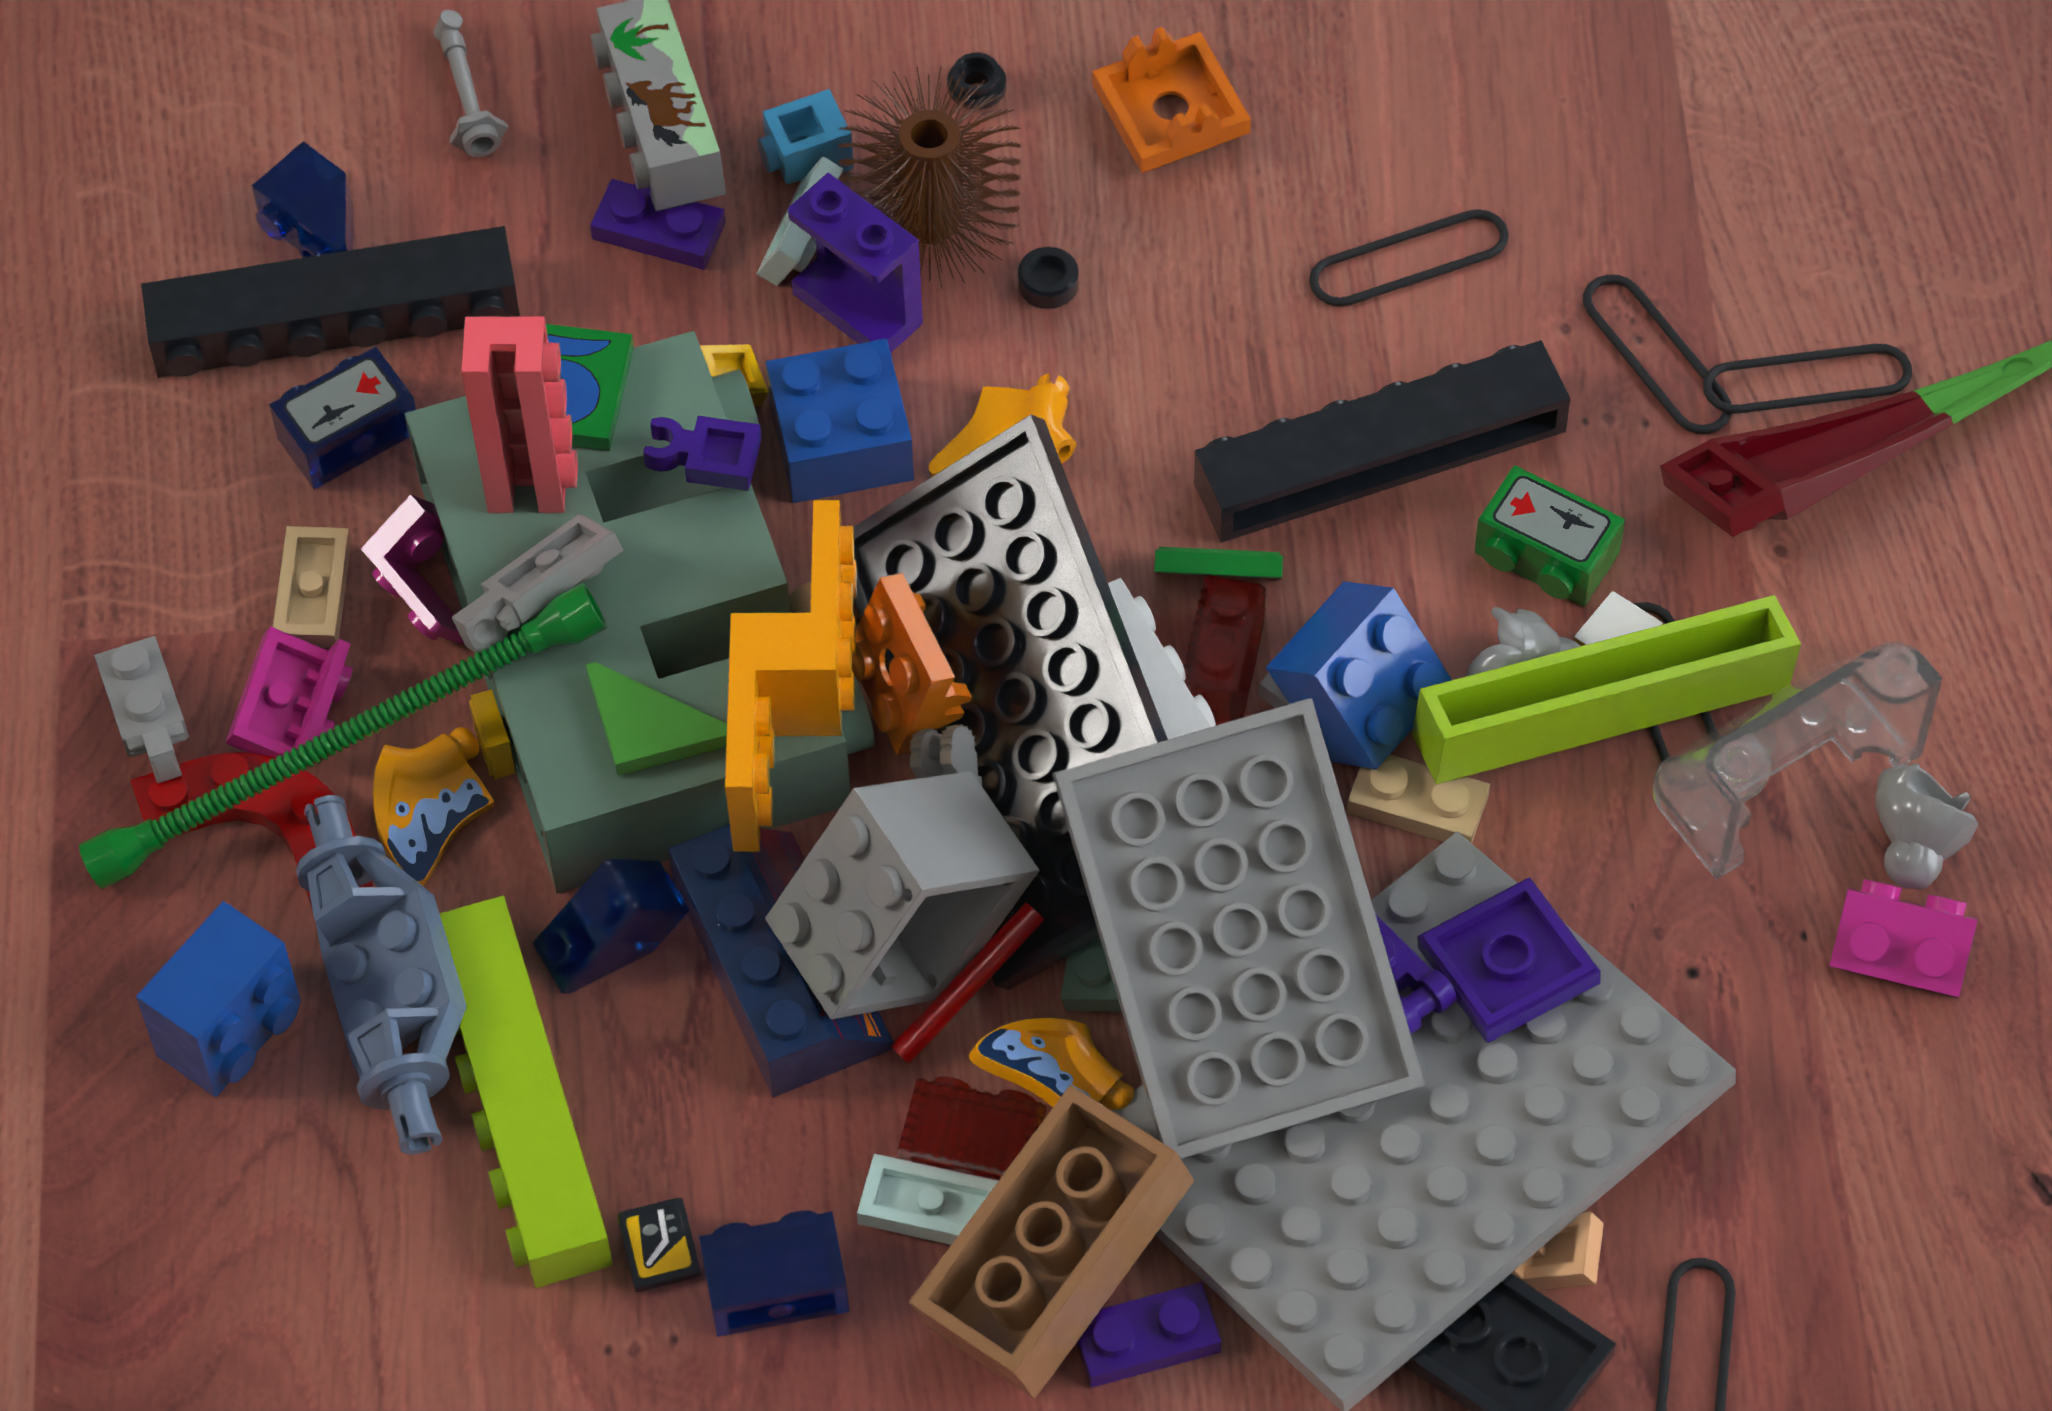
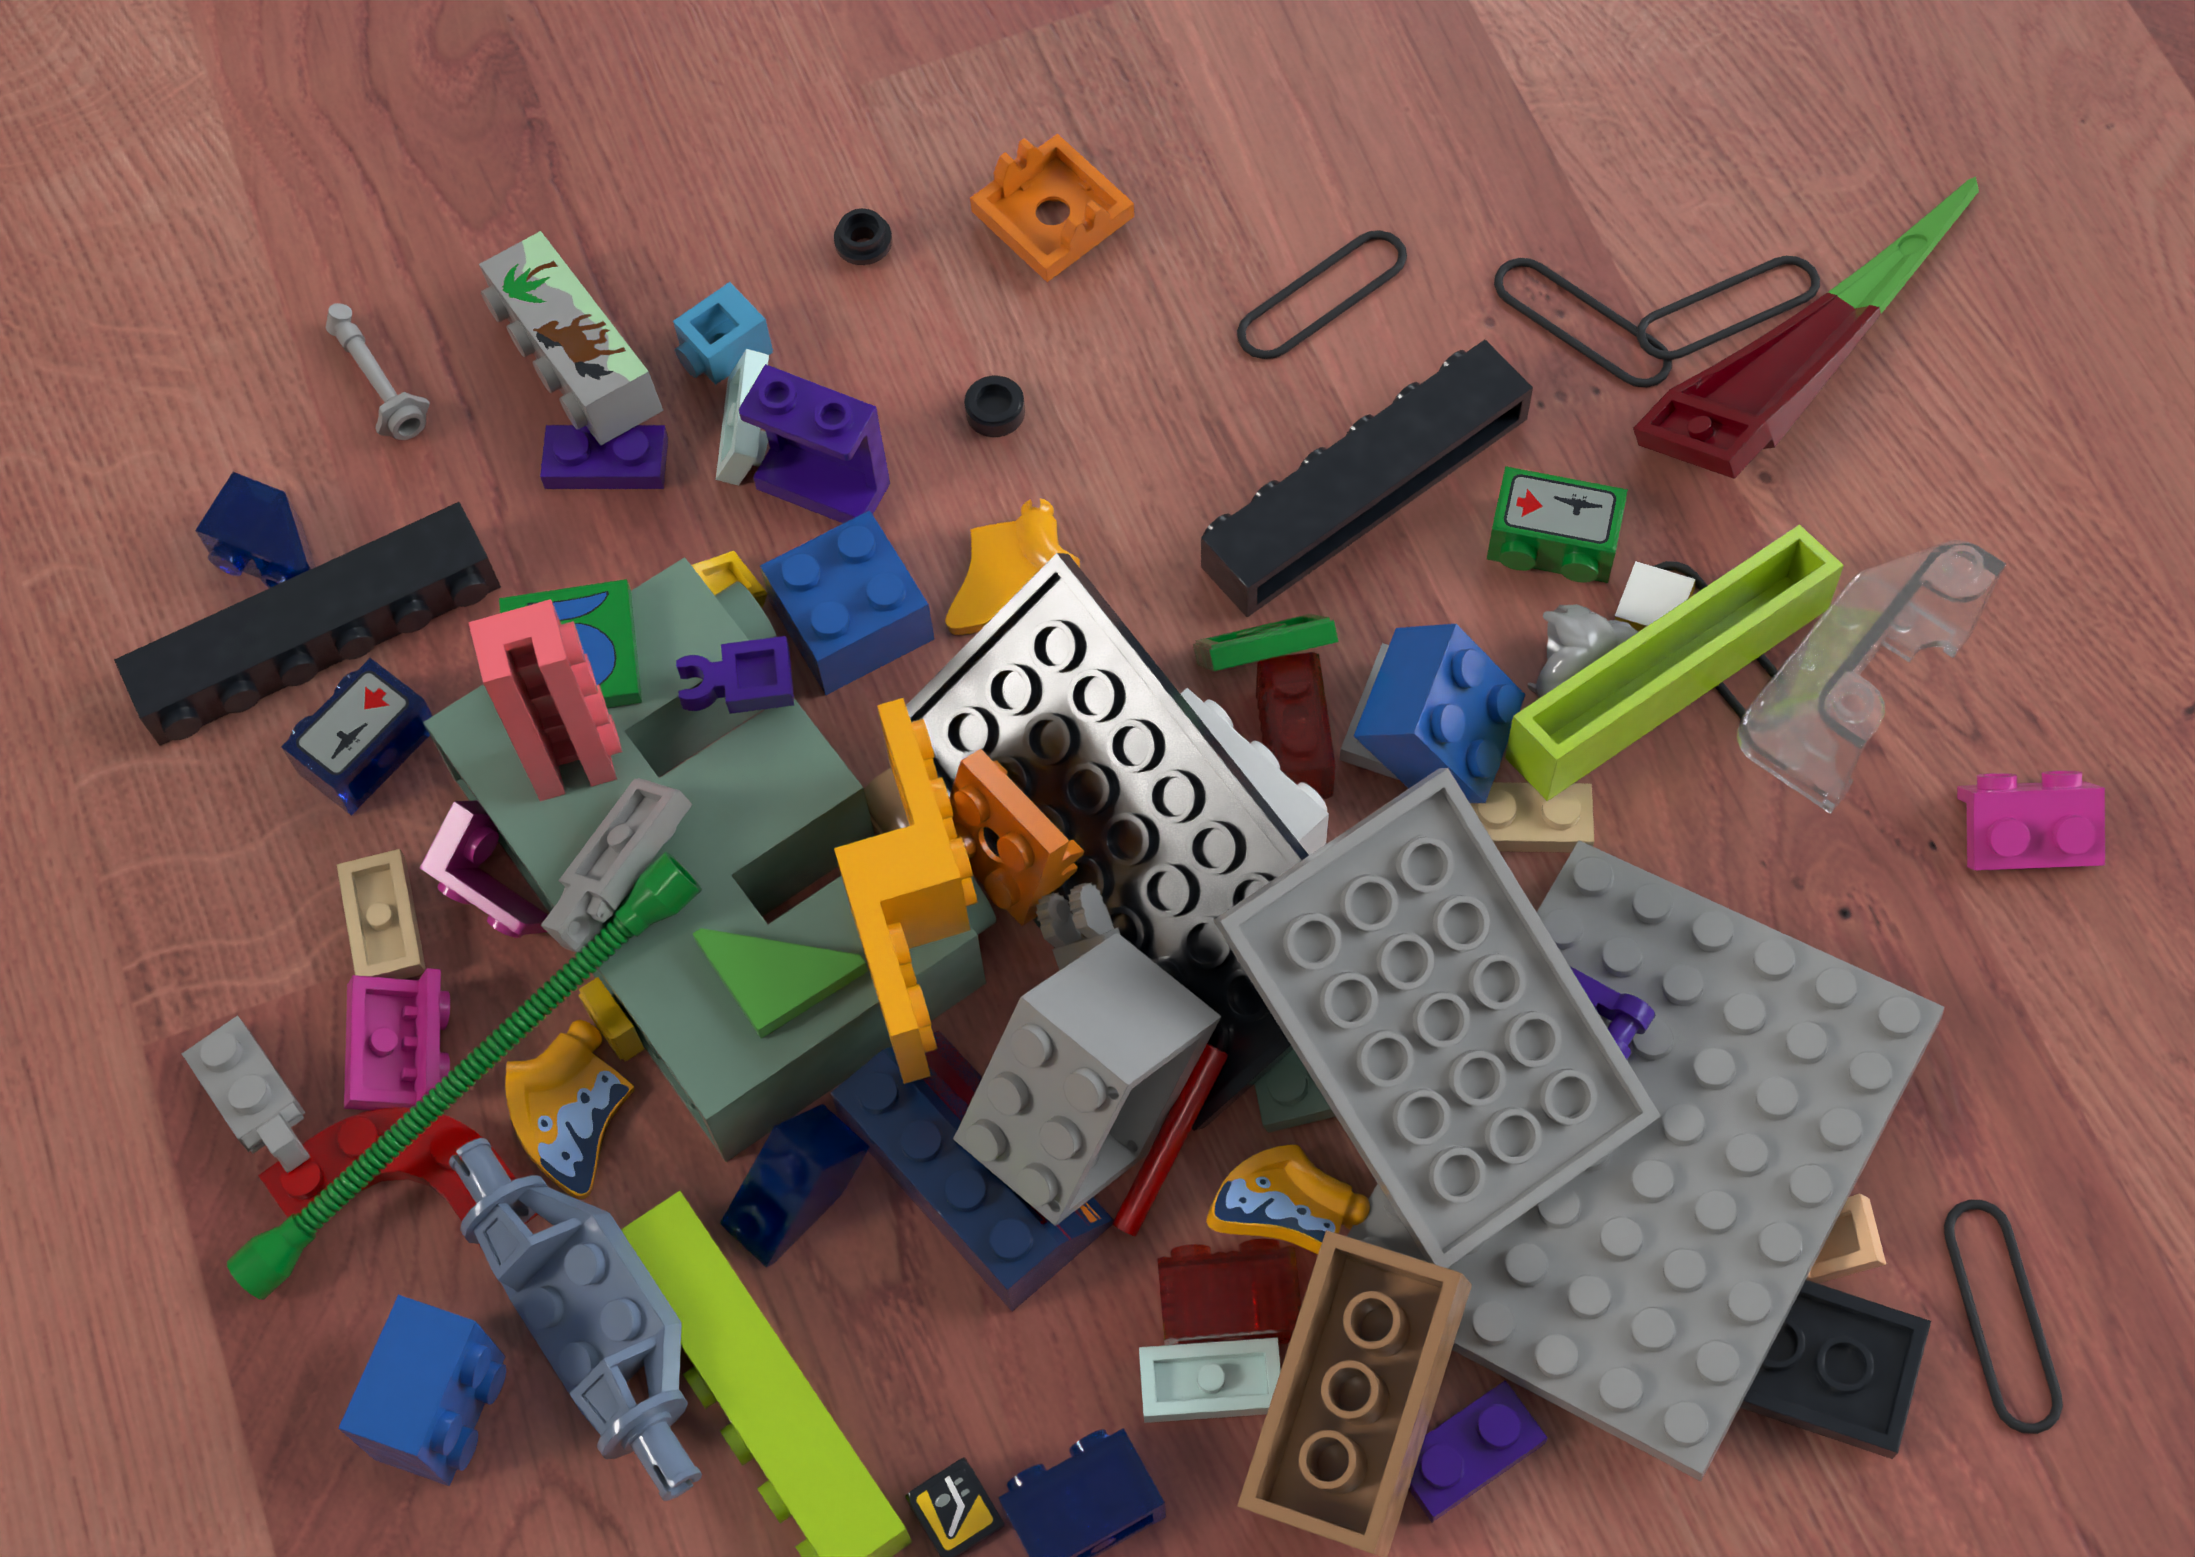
camera: 15 degrees left, 5 degrees up
(931, 172) = (857, 333): reddish brown piece -> none
(1509, 959) = (1688, 959): dark purple tile -> none
(1921, 824) = (2008, 707): light grey piece -> none

